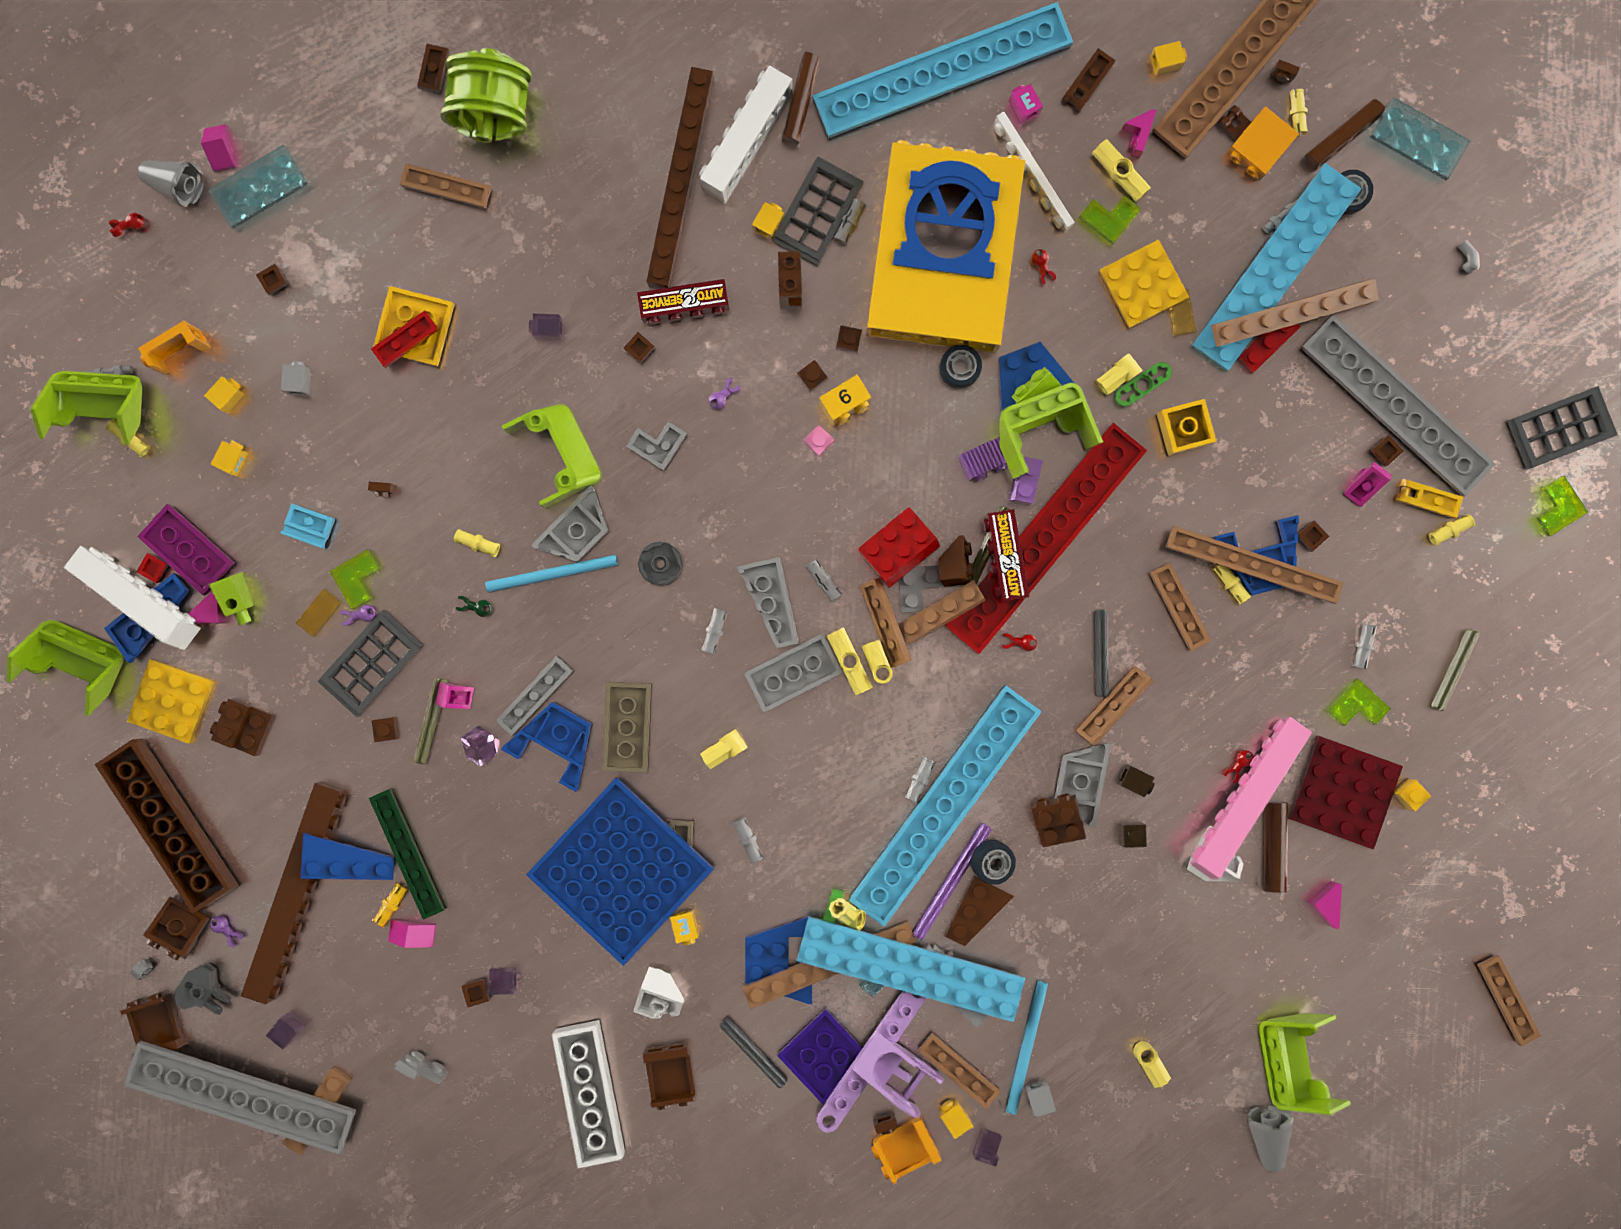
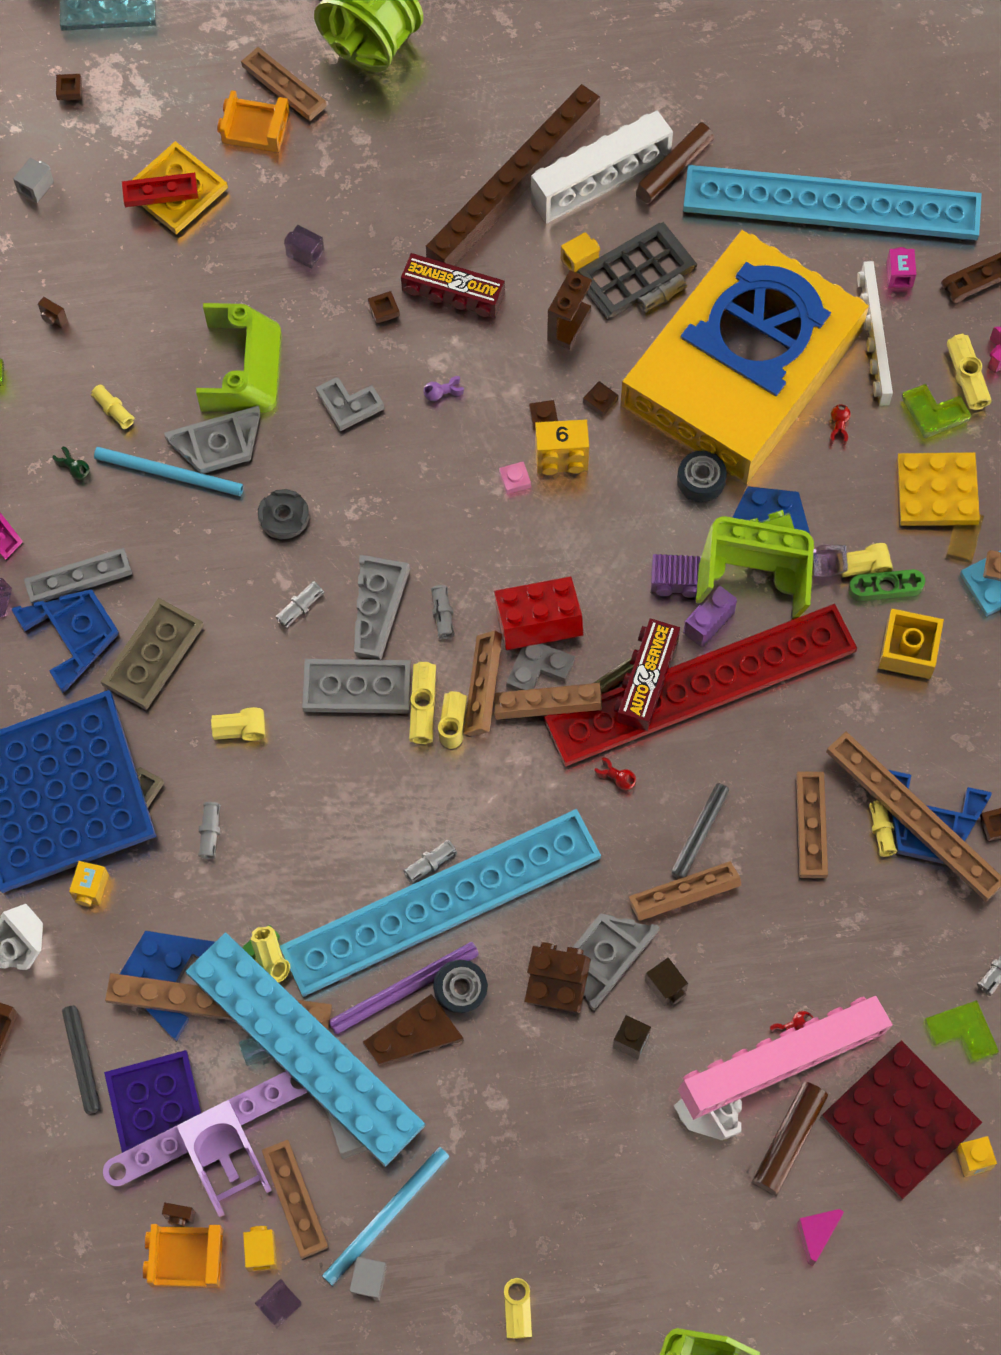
camera: 30 degrees right, 20 degrees down
(441, 234) = (253, 123): none -> light orange panel
(954, 563) = (589, 659): reddish brown slope -> none
(1095, 389) = (829, 560): none -> panel

